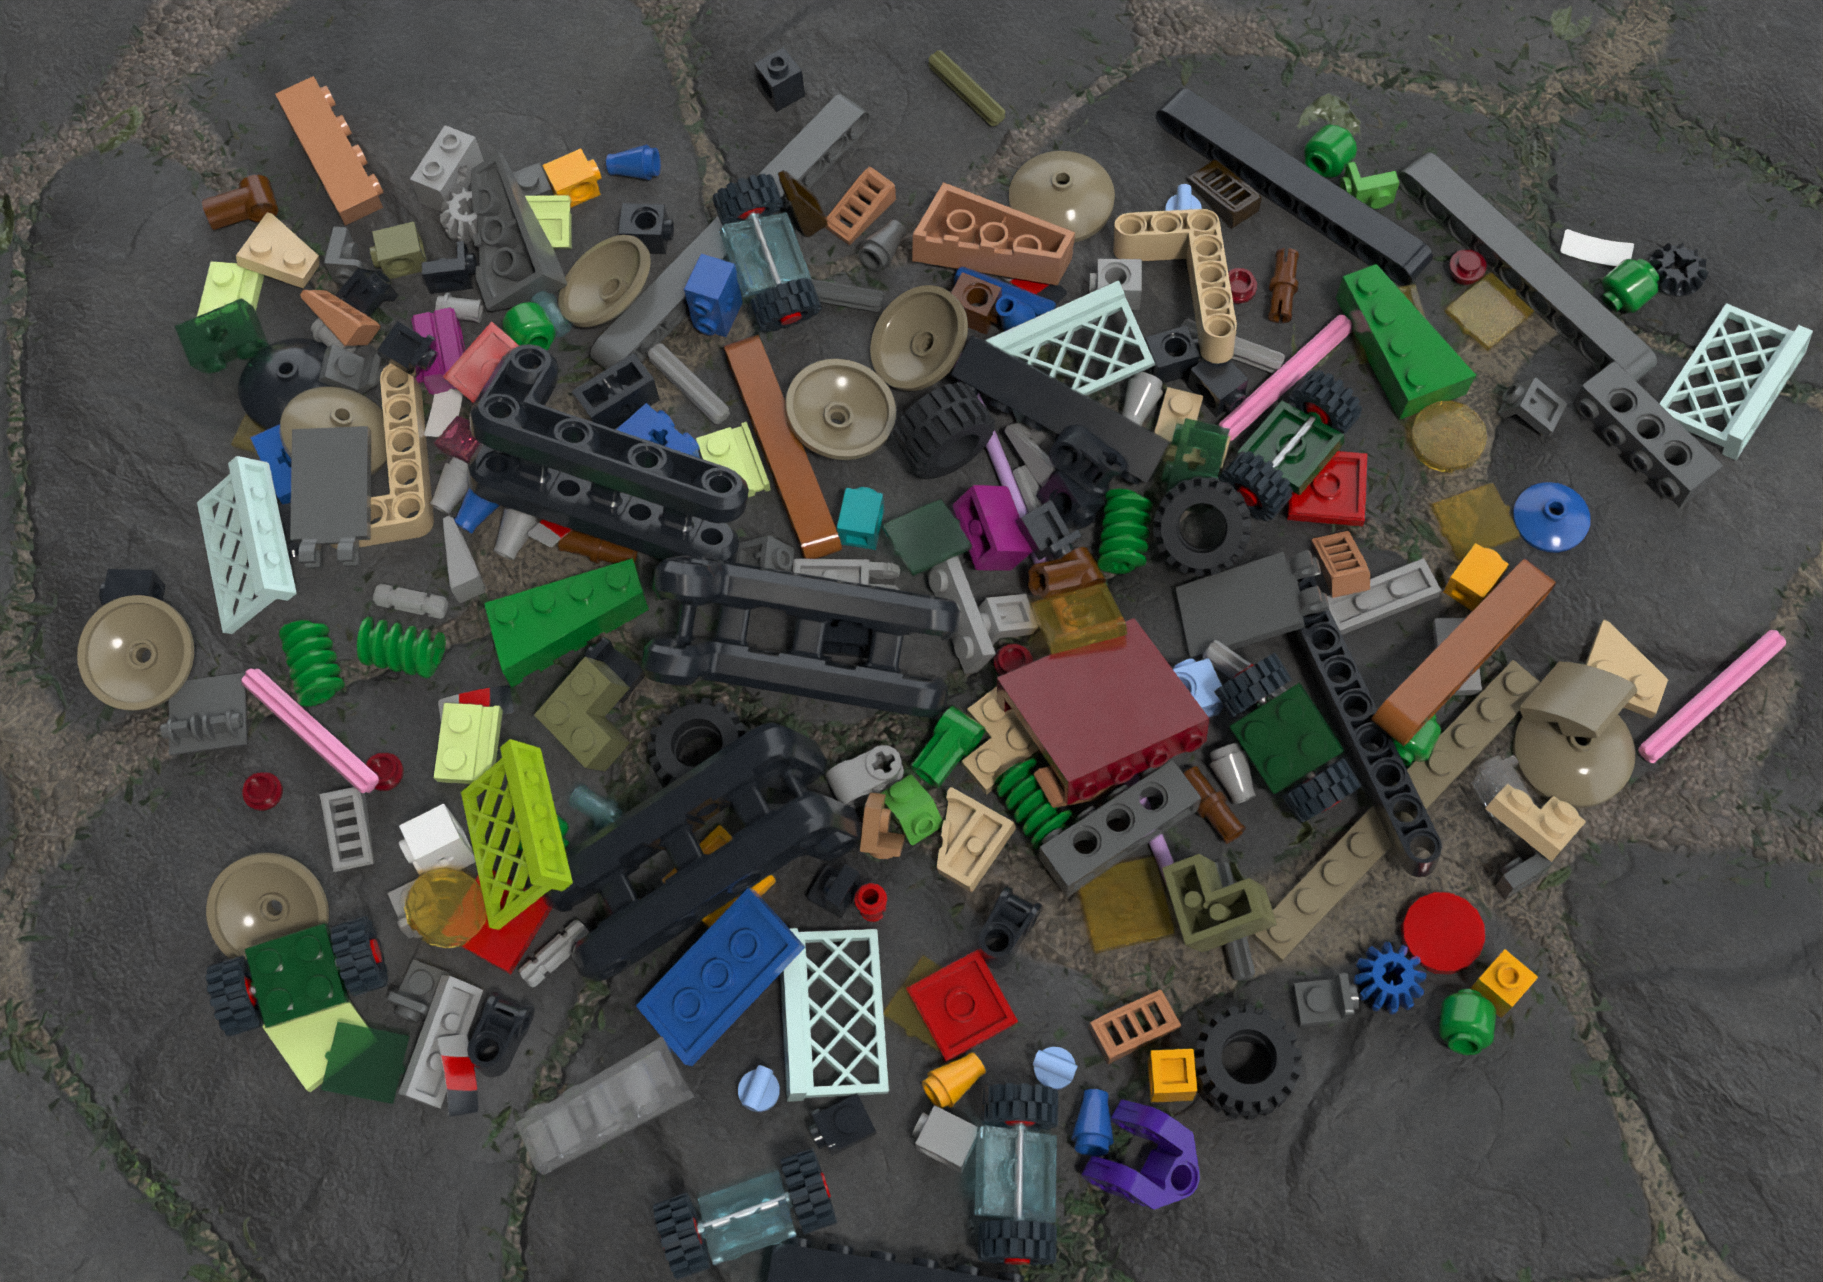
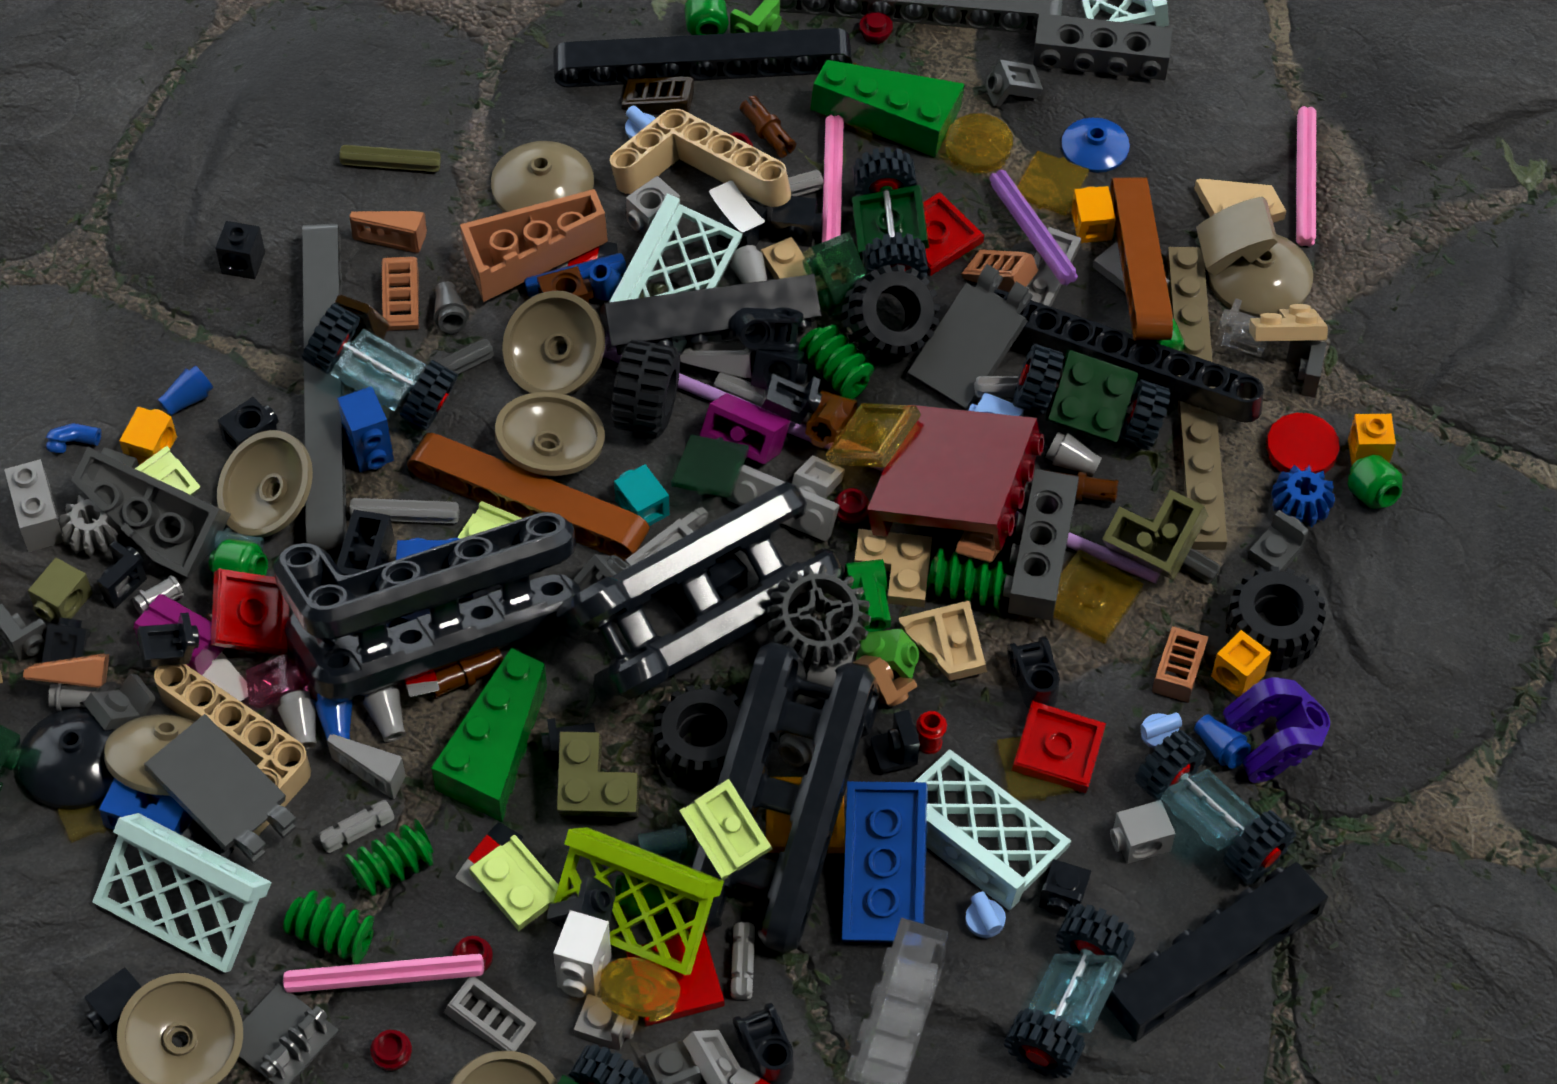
camera: 50 degrees left, 10 degrees down
(472, 811) = (593, 900): none -> black bracket
(520, 130) = (72, 432): none -> blue arm
(605, 844) = (726, 829): none -> yellowish green plate
(875, 716) = (848, 606): none -> dark grey gear
(907, 149) = (390, 228): none -> nougat slope
(952, 1080) = (1105, 796): light orange cone -> none
(1174, 335) = (735, 206): none -> white sticker
(1406, 549) = (1033, 227): none -> medium lavender axle
(1489, 311) = (919, 46): clear yellow piece -> none

